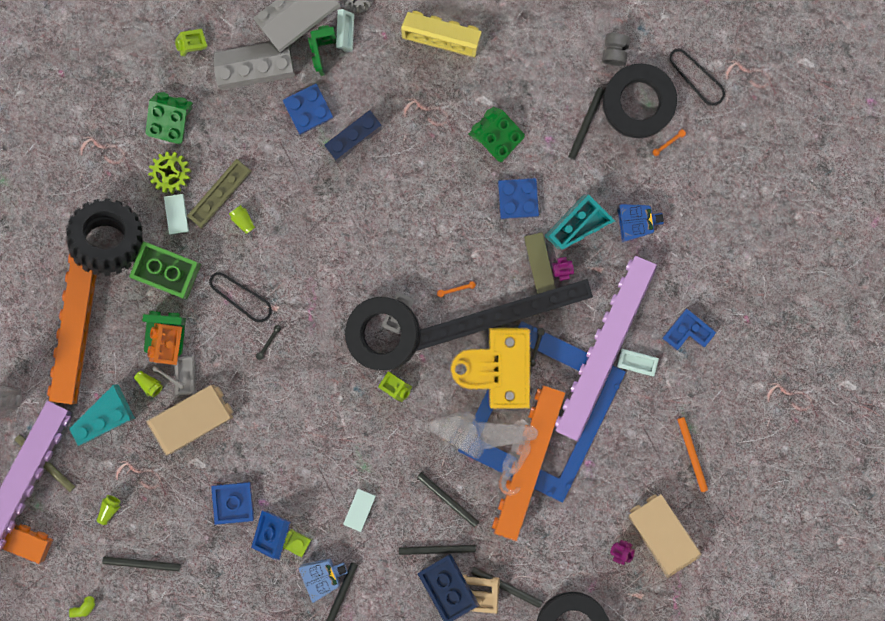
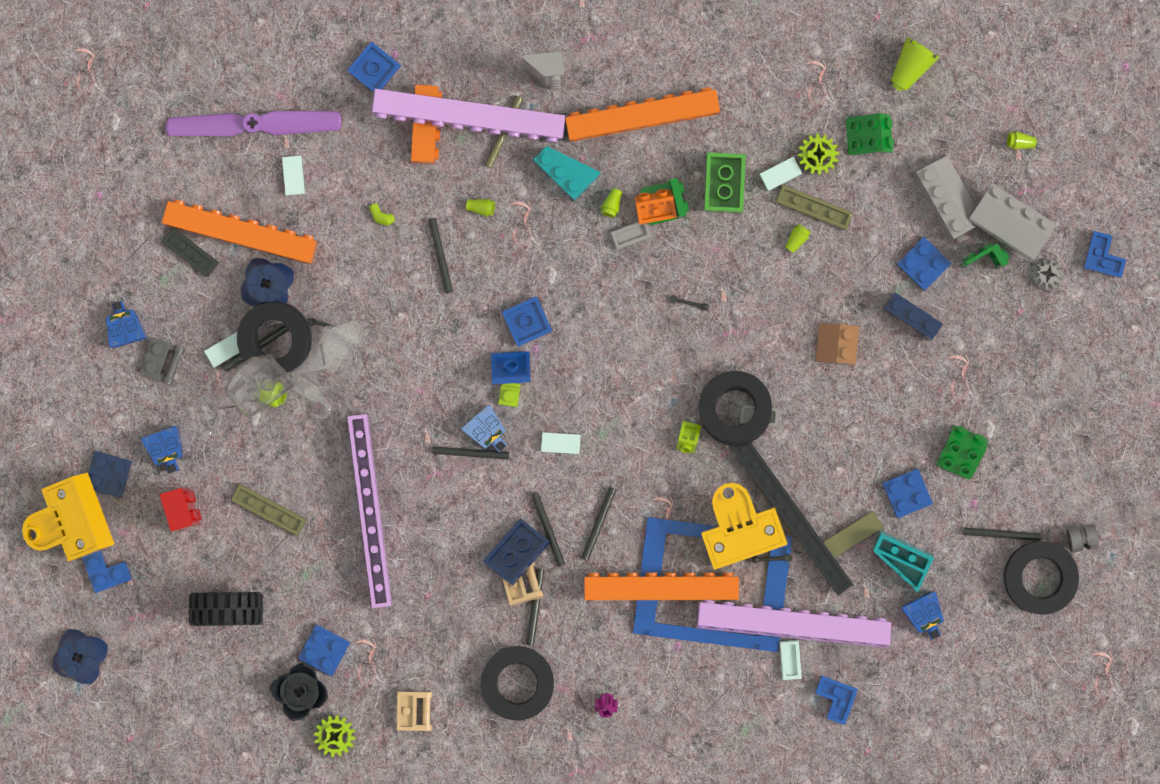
camera: 75 degrees right, 0 degrees up
(104, 214) = (759, 117): black tyre -> none
(114, 54) = (912, 64): none -> lime cone
(156, 369) = (628, 205): light grey hinge -> none
(190, 41) = (949, 130): lime bracket -> none
(190, 419) = (593, 256): tan slope -> none
(234, 304) = (732, 263): black piece -> none
(345, 28) = (1011, 273): light aqua tile -> none
(355, 216) = (837, 343): none -> medium nougat slope
(441, 34) = (1039, 366): light yellow slope -> none
(441, 293) = (791, 450): orange hinge -> none
(474, 437) = (667, 526): clear slope -> none
(563, 268) = (855, 558): magenta gear -> none
(664, 535) = (635, 739): tan slope -> none
(681, 133) = (1023, 628): orange hinge -> none
(687, 80) = (1093, 628): black piece -> none
(692, 454) = (721, 741): orange bar -> none

